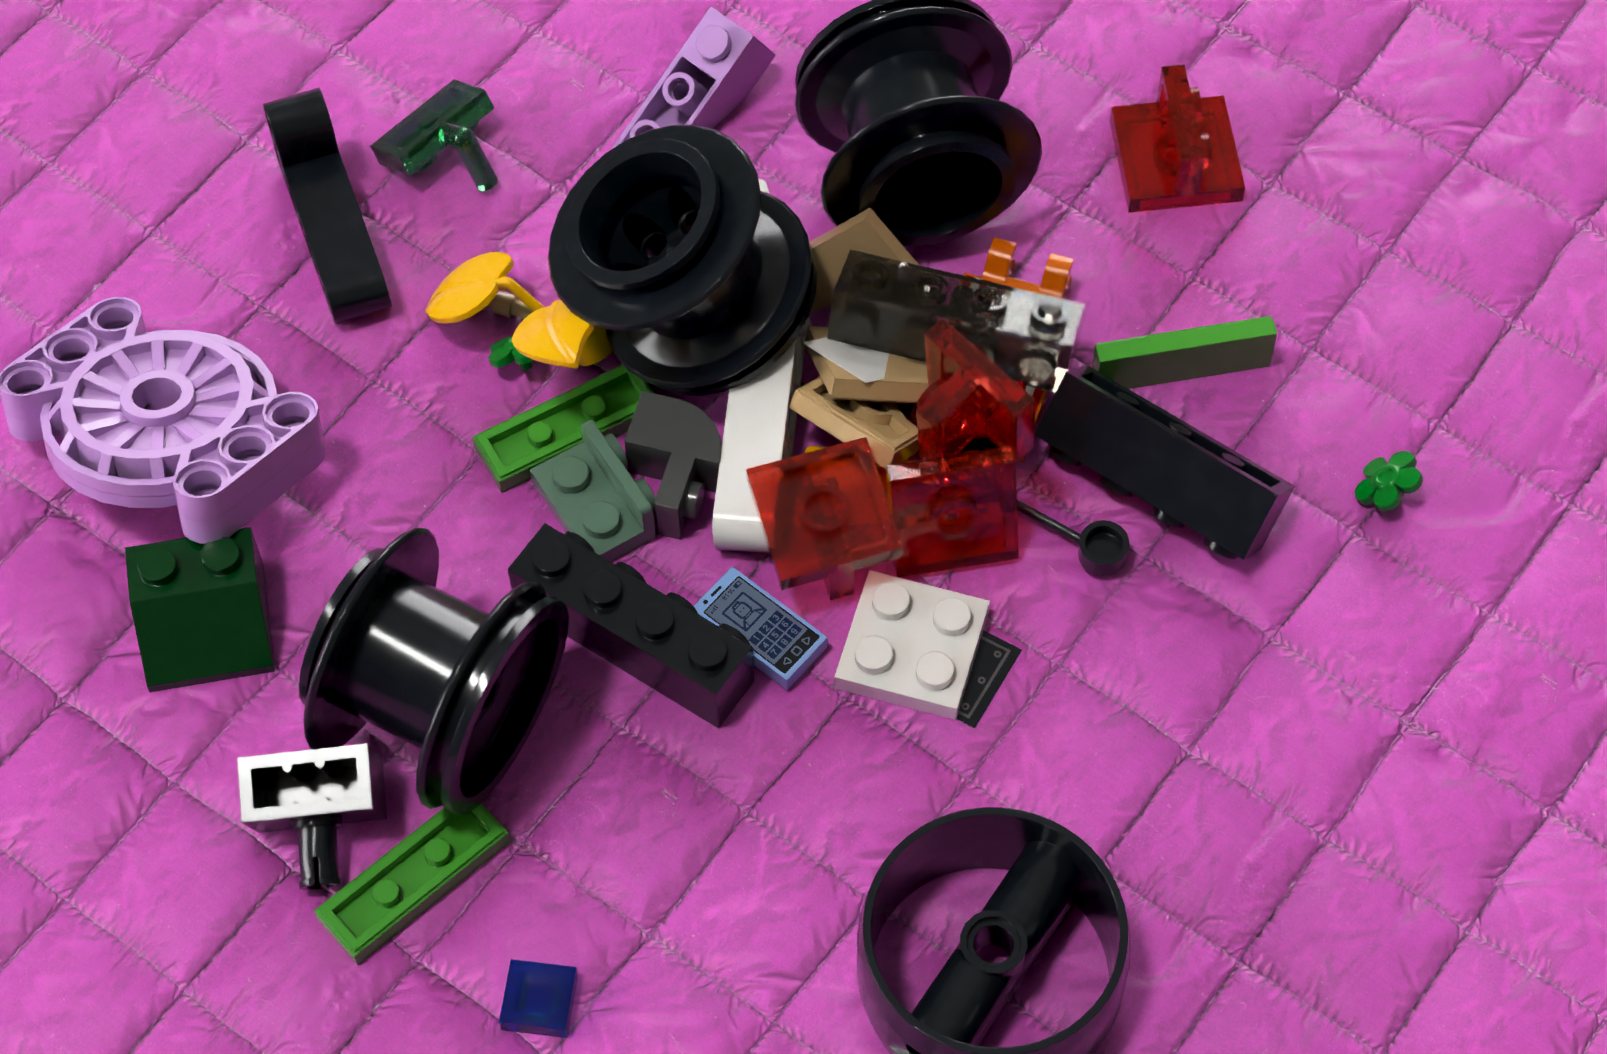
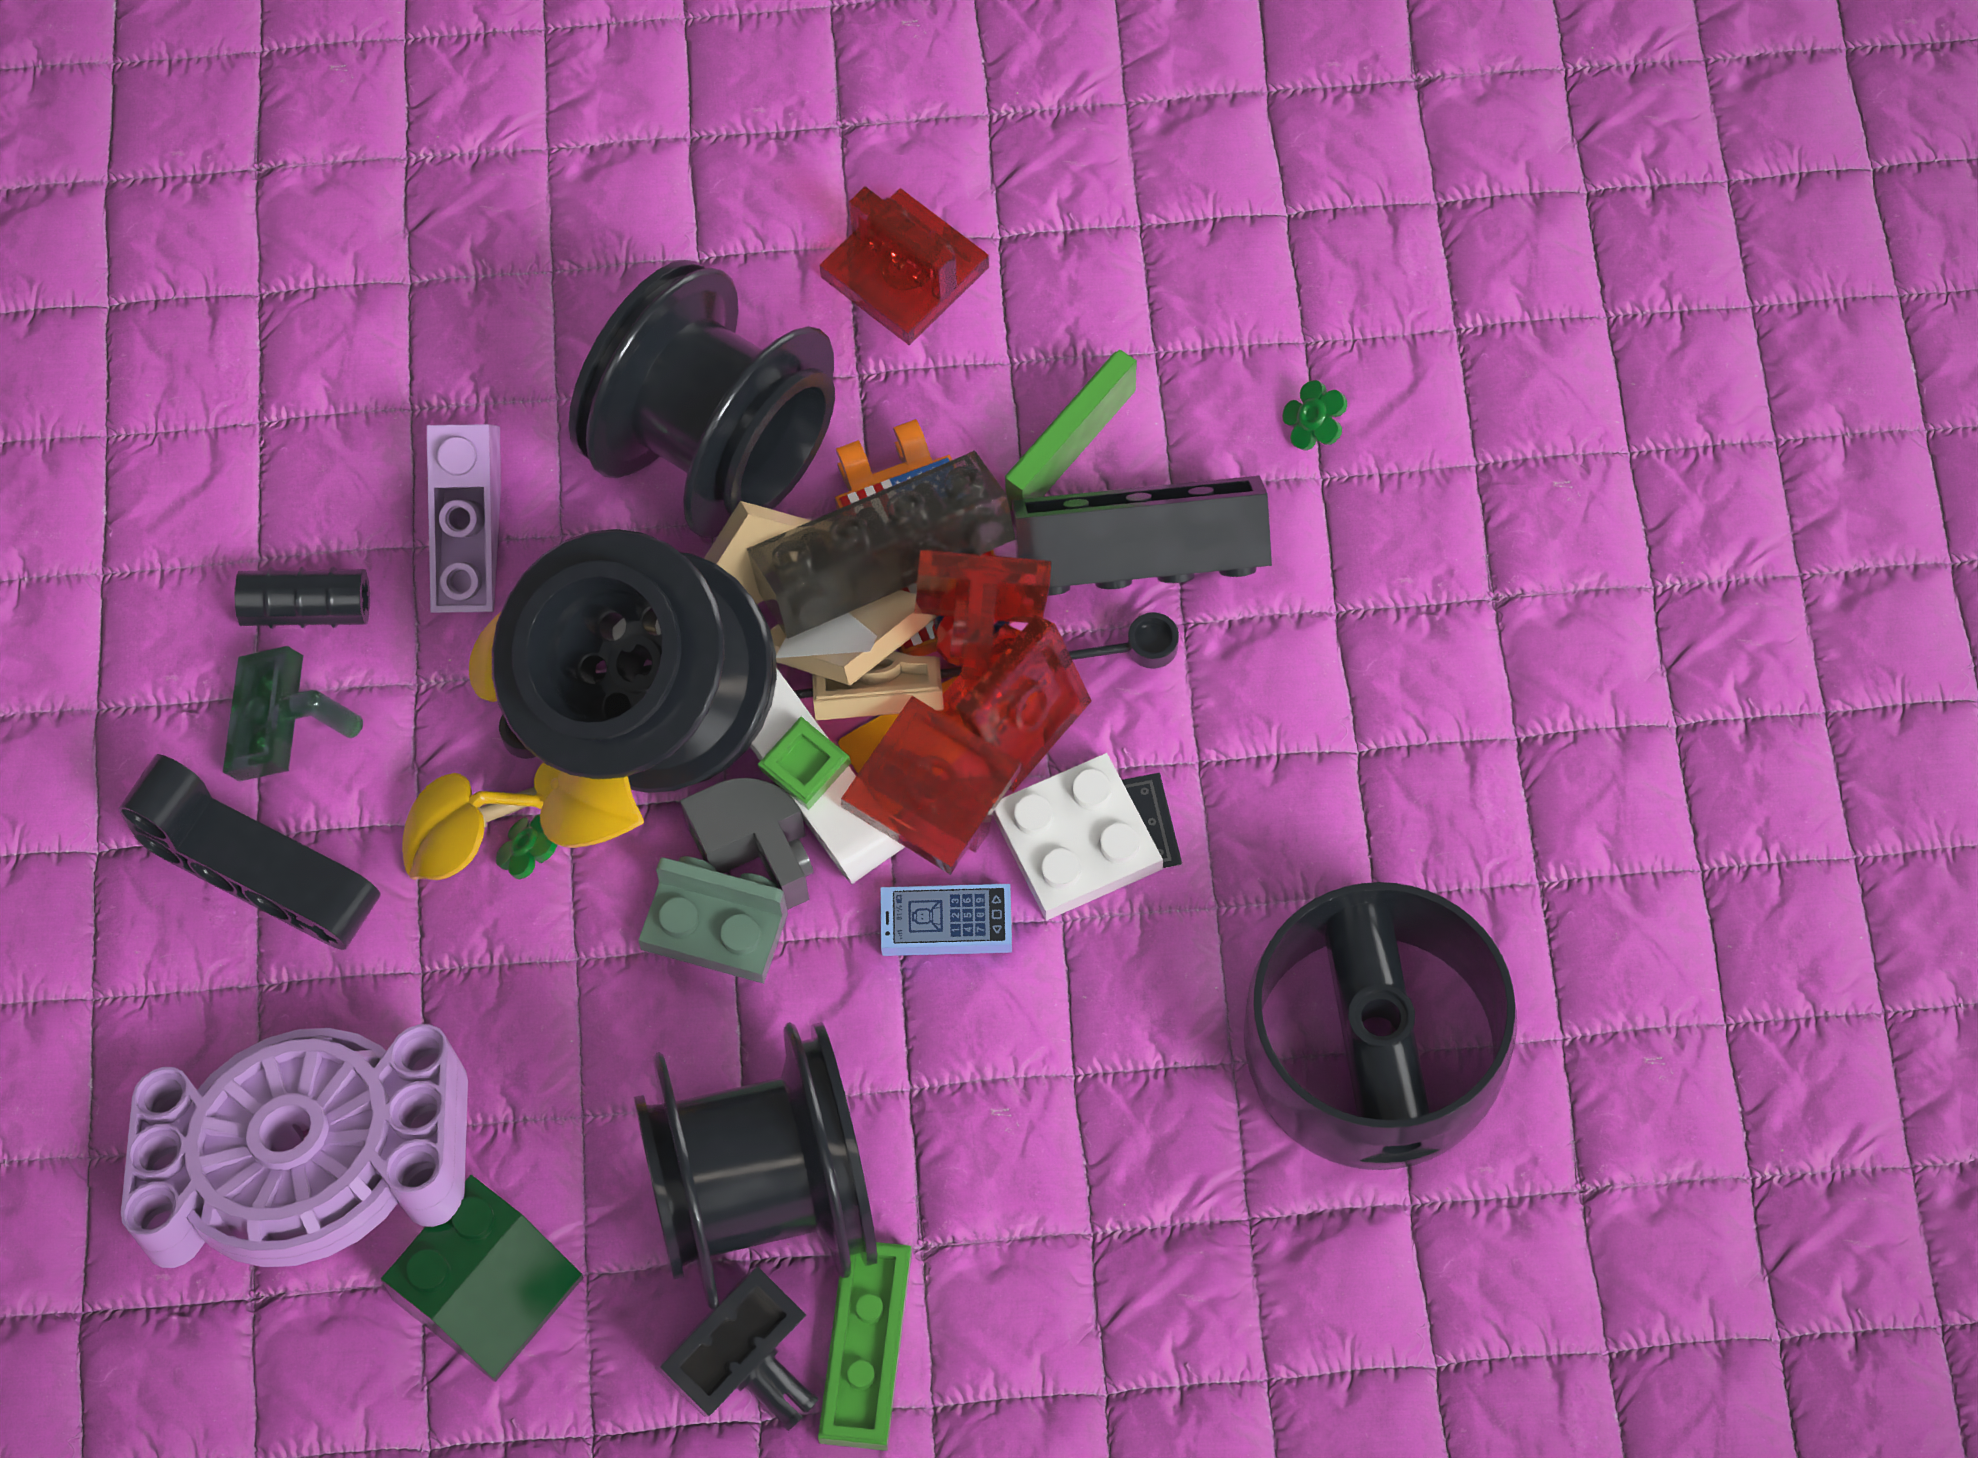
camera: 40 degrees left, 5 degrees up
(533, 71) = (302, 597): none -> black axle
(538, 998) = (1058, 1353): clear blue tile -> none
(554, 425) = (624, 887): bright green tile -> none
(638, 627) = (856, 996): black brick -> none
(749, 429) = (804, 763): none -> bright green tile

